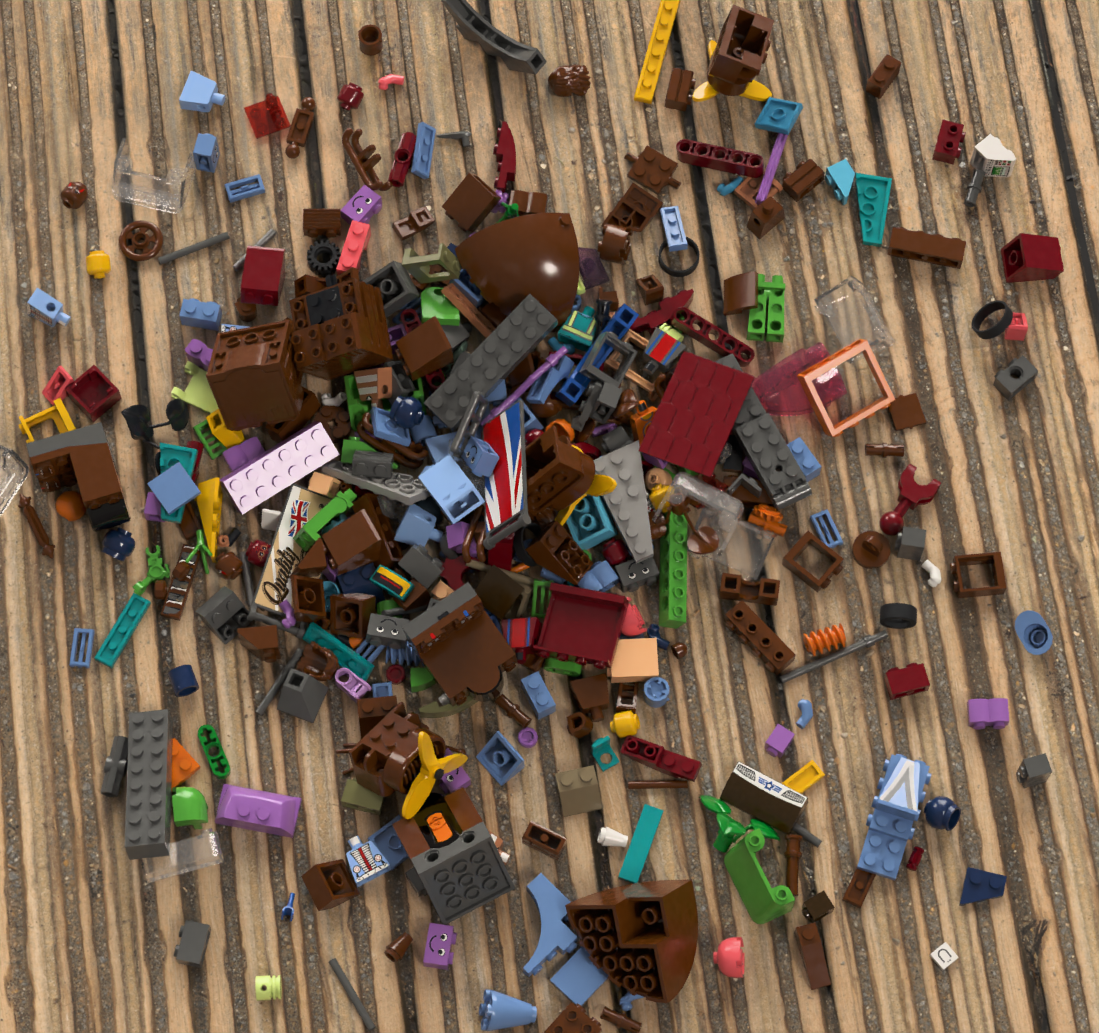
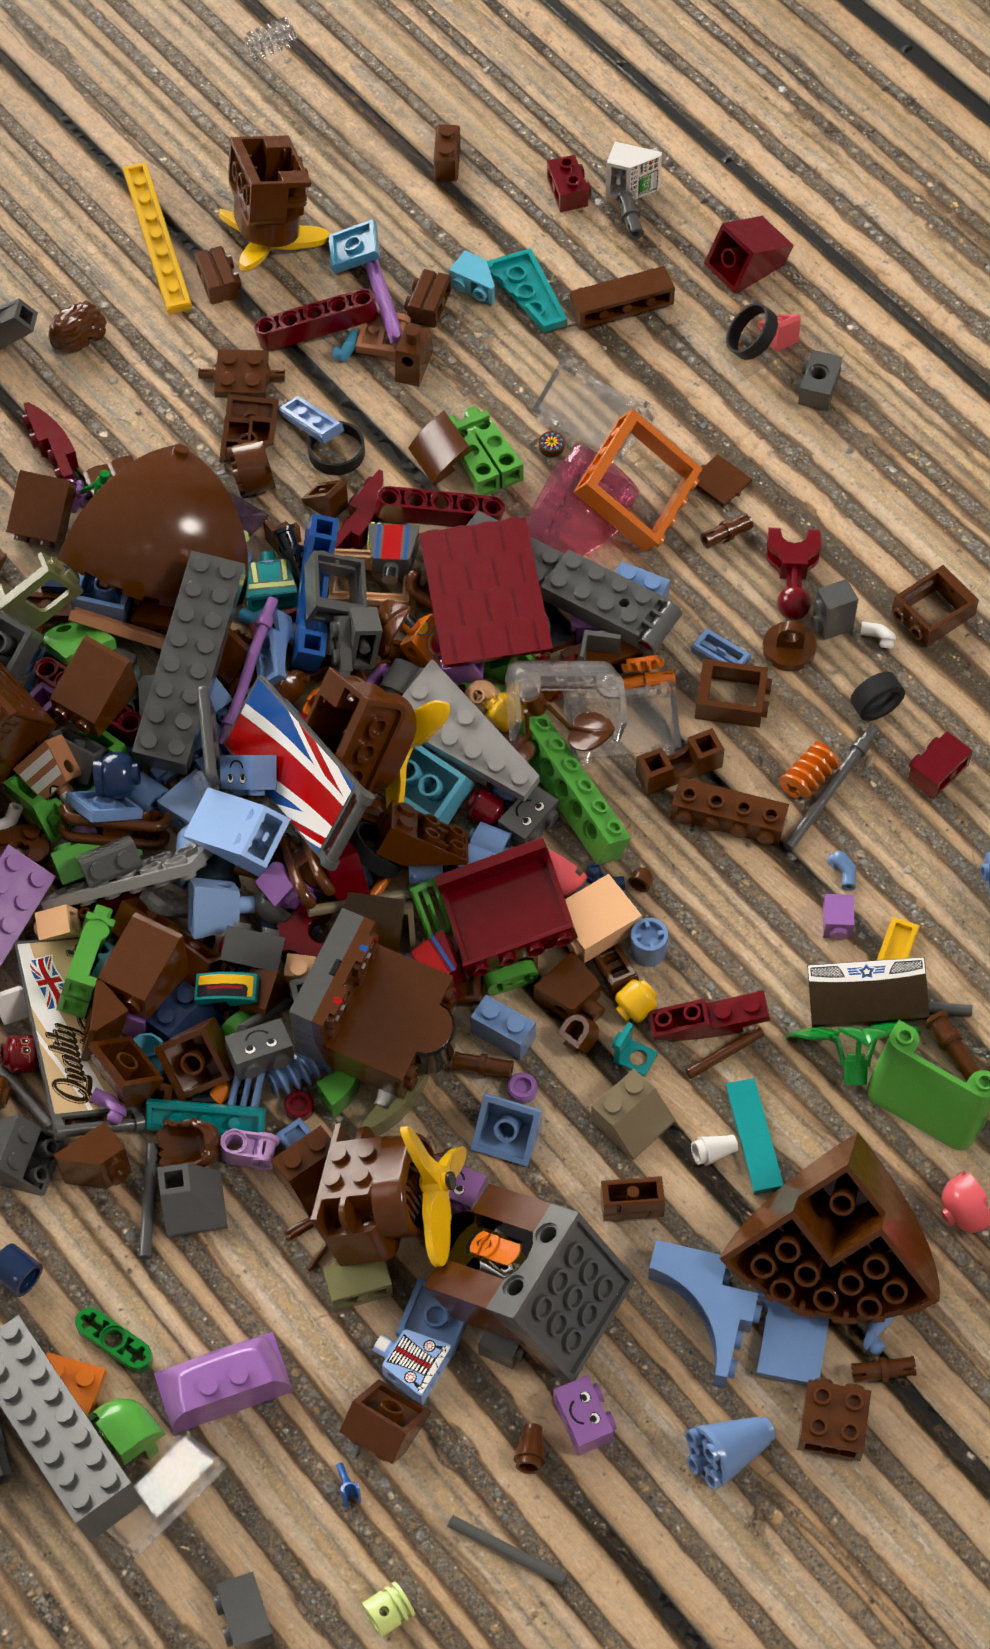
camera: 30 degrees left, 10 degrees down
(815, 327) = (551, 444): none -> tile

